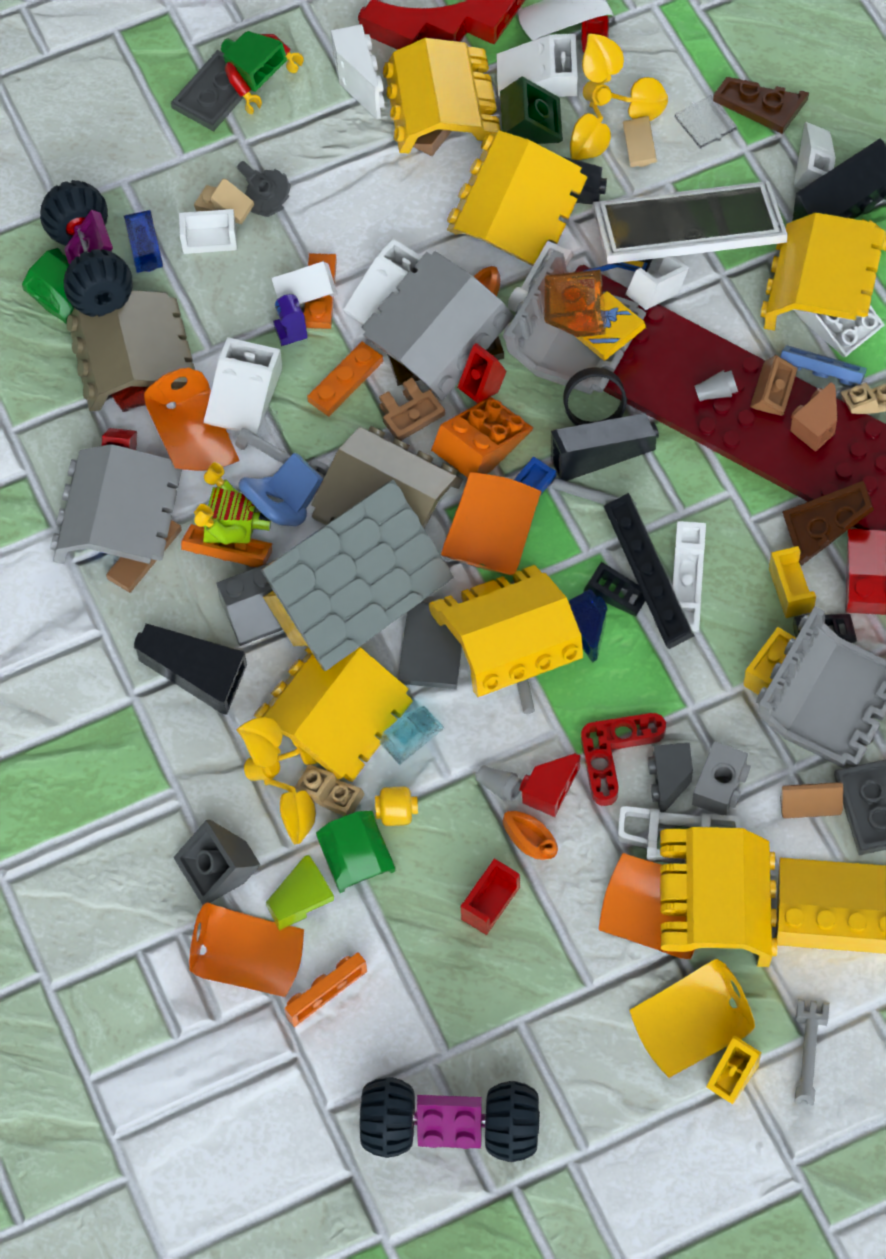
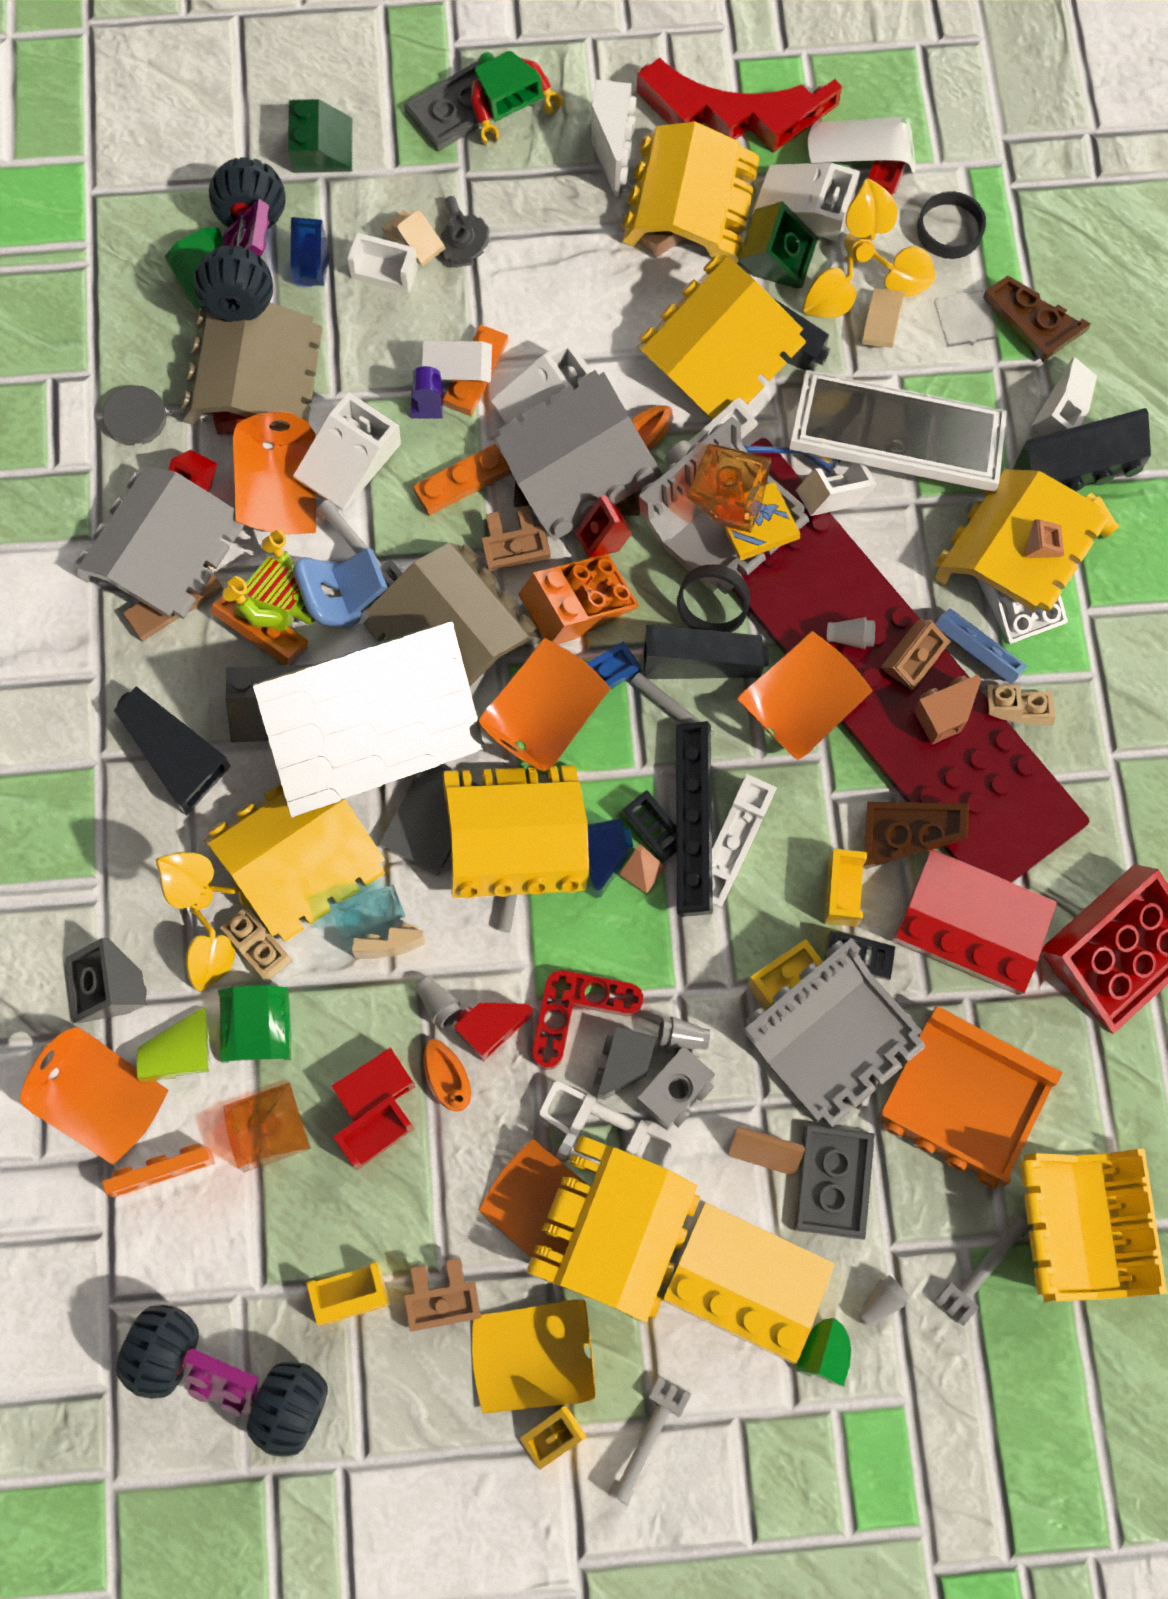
camera: 15 degrees right, 10 degrees up
(47, 418) = (134, 415): none -> dark grey tile
(110, 151) = (319, 137): none -> dark green slope
(395, 806) = (317, 988): yellow head -> none
(398, 928) = (265, 1128): none -> clear orange slope
(449, 746) = (400, 941): none -> tan slope
(472, 860) = (373, 1084): none -> red panel
(523, 1027) = (348, 1294): none -> yellow panel
(600, 1008) = (442, 1305): none -> medium nougat plate
(622, 625) = (642, 869): none -> nougat slope
(664, 32) = (957, 199): none -> black tyre
(698, 448) = (805, 695): none -> orange piece
(702, 737) = (676, 1033): none -> light grey cone
(842, 262) = (1044, 540): none -> nougat slope

